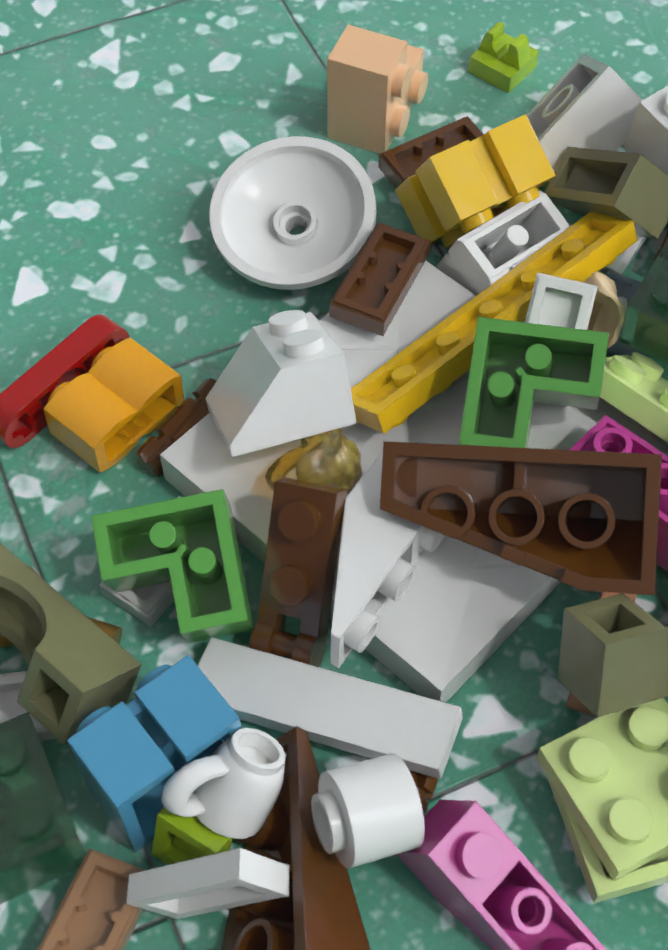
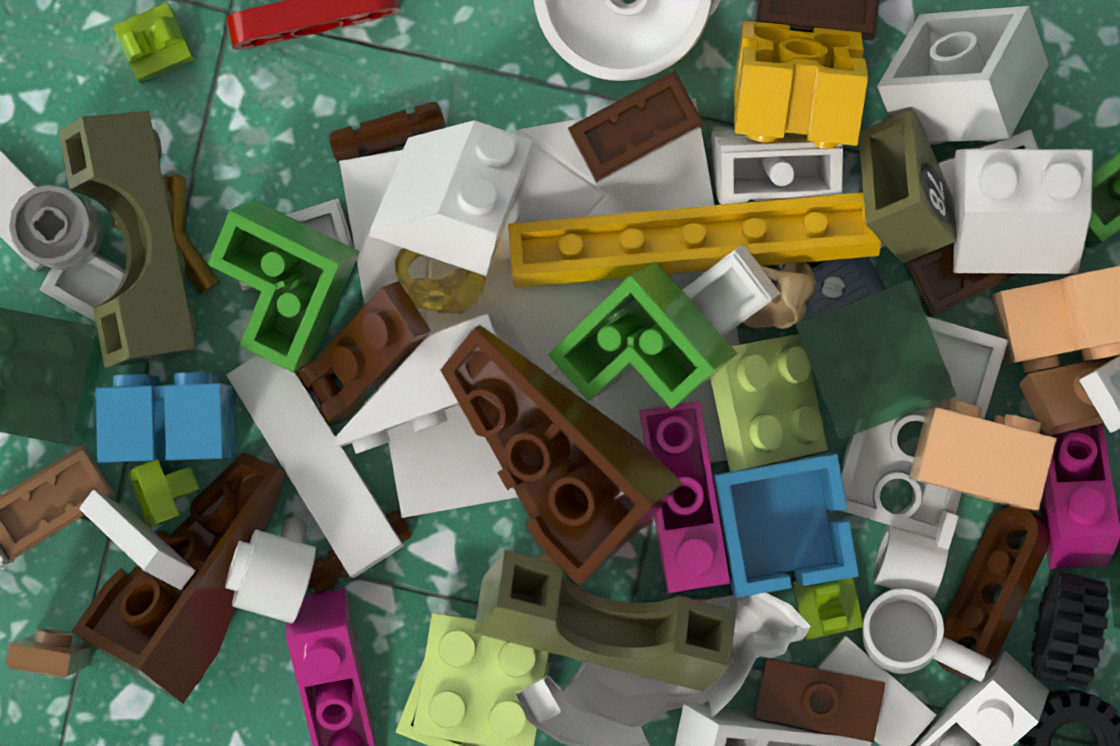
camera: 30 degrees right, 30 degrees up
(113, 404) = (341, 72): light orange brick -> none
(232, 786) = (195, 488): white piece -> none

